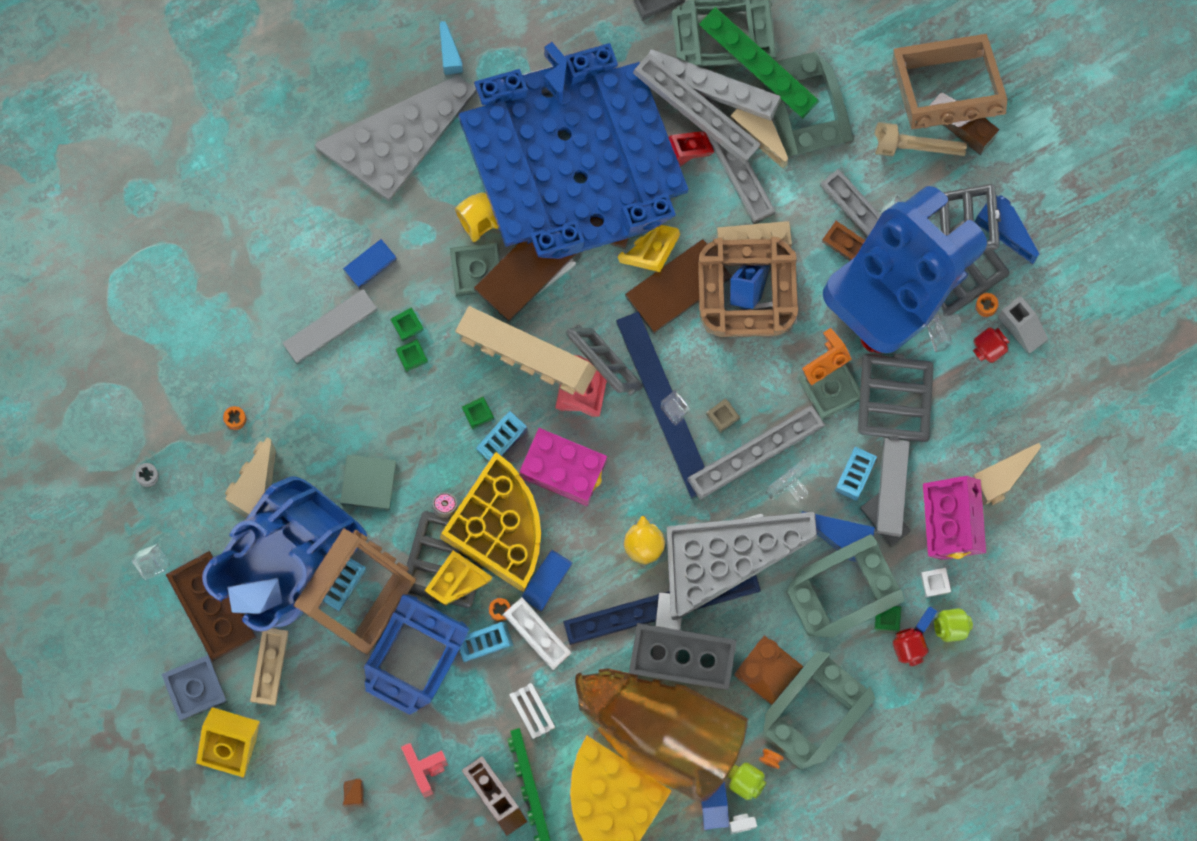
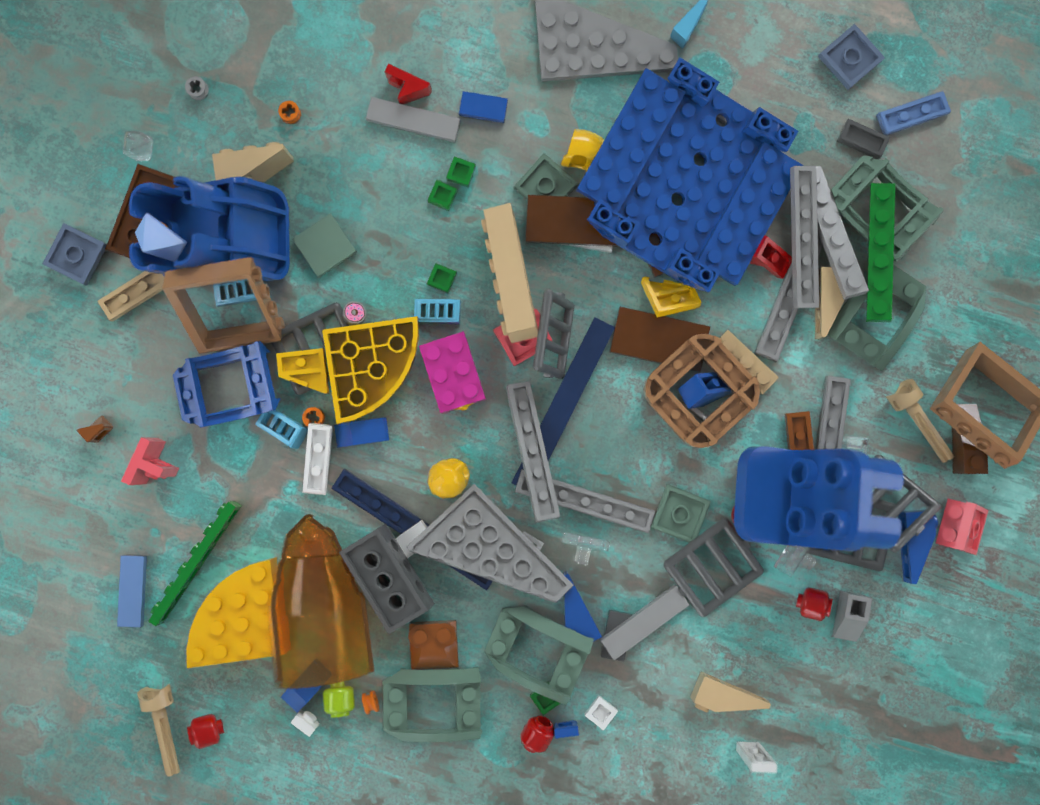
camera: 55 degrees right, 10 degrees up
(227, 742) = (57, 309): yellow slope -> none
(304, 302) = (412, 86): none -> red slope
(494, 796) = (176, 529): slope -> none
(522, 692) = (246, 516): white tile -> none
(555, 78) = (736, 115): blue slope -> none
(674, 407) = (565, 415): clear slope -> none
(681, 456) = (532, 452): none -> light grey plate
(723, 415) = (591, 453): dark tan tile -> none
(834, 358) = (703, 500): orange bracket -> none
(847, 490) = (634, 594): medium azure slope -> none
(953, 625) = (580, 752): lime head -> none
(954, 518) = (658, 690): dark pink piece -> none
(991, 311) = (848, 577): orange bush -> none
(1026, 182) = (962, 526): none -> coral bracket
(1068, 485) = (756, 757): none -> white tile

